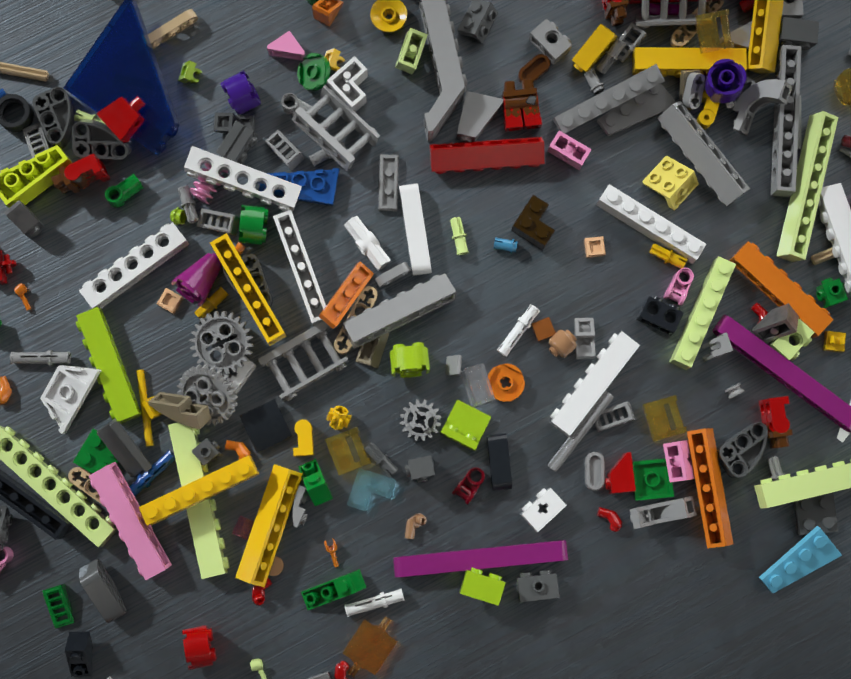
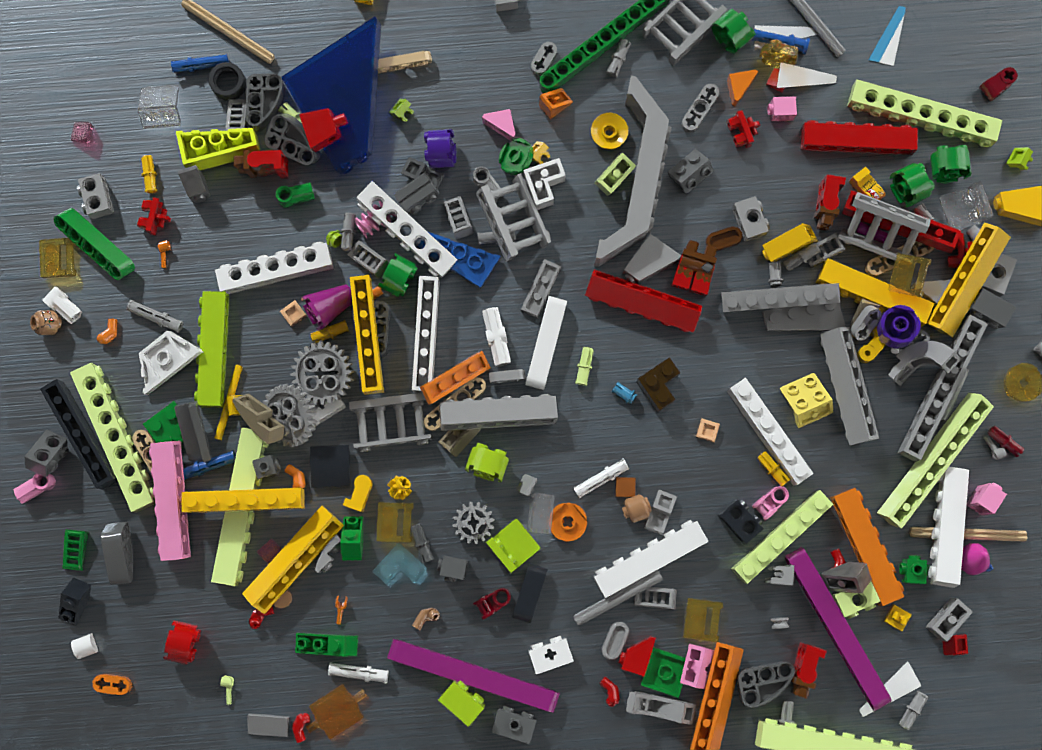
camera: 30 degrees right, 0 degrees up
(569, 150) = (722, 329): bright pink brick -> none

